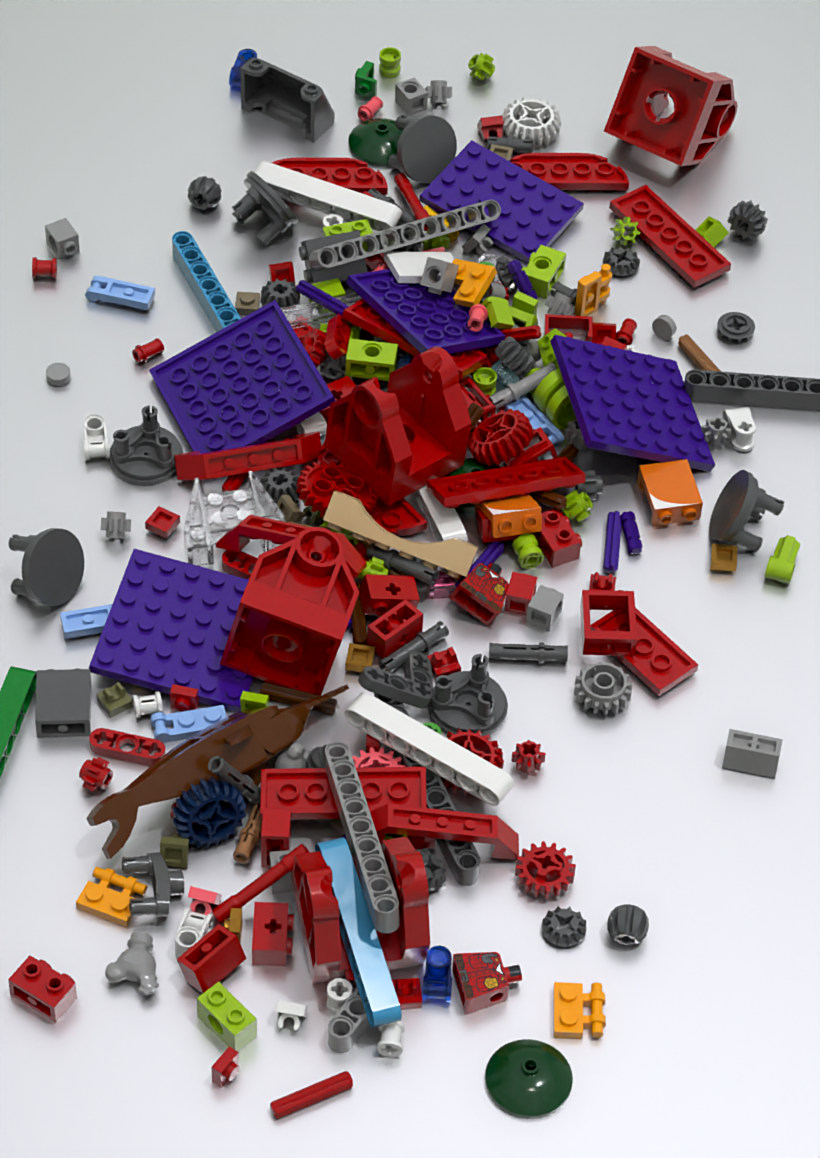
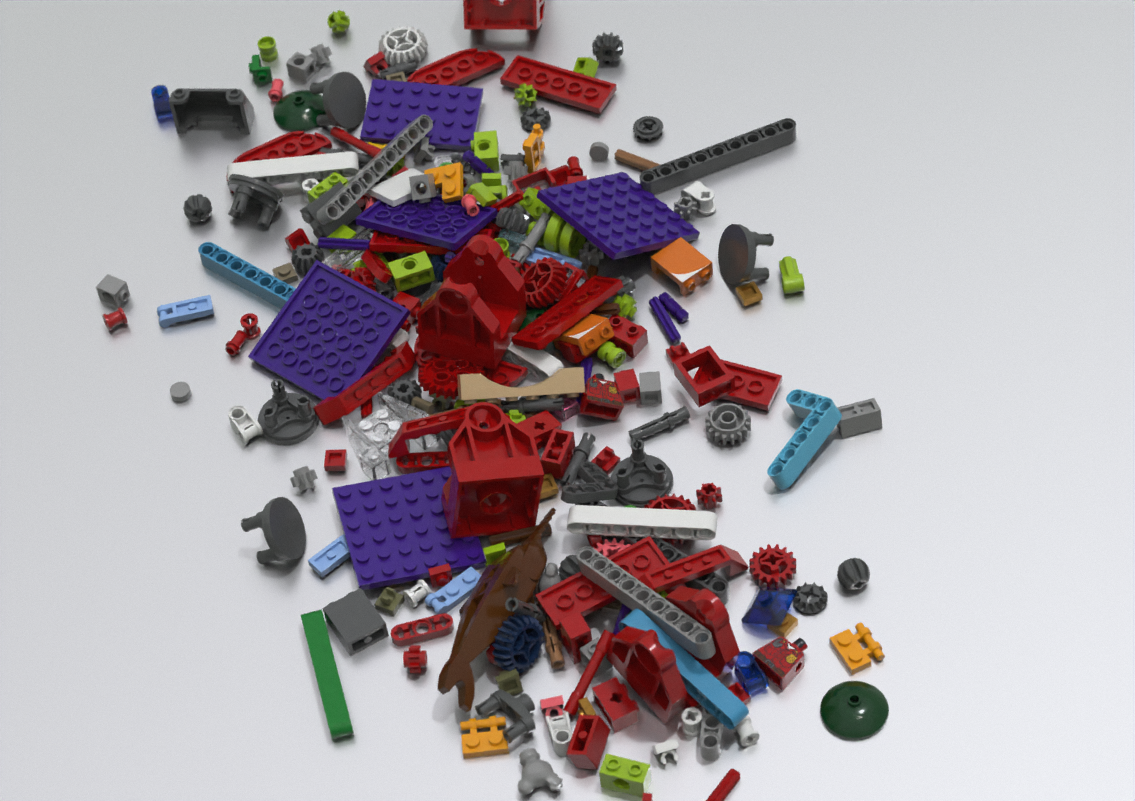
camera: 20 degrees left, 0 degrees up
(173, 340) = (253, 326): none -> red bush
(510, 911) = (769, 606): none -> clear blue slope
(514, 939) = (787, 625): none -> pearl gold plate
(703, 734) = (820, 419): none -> medium azure beam

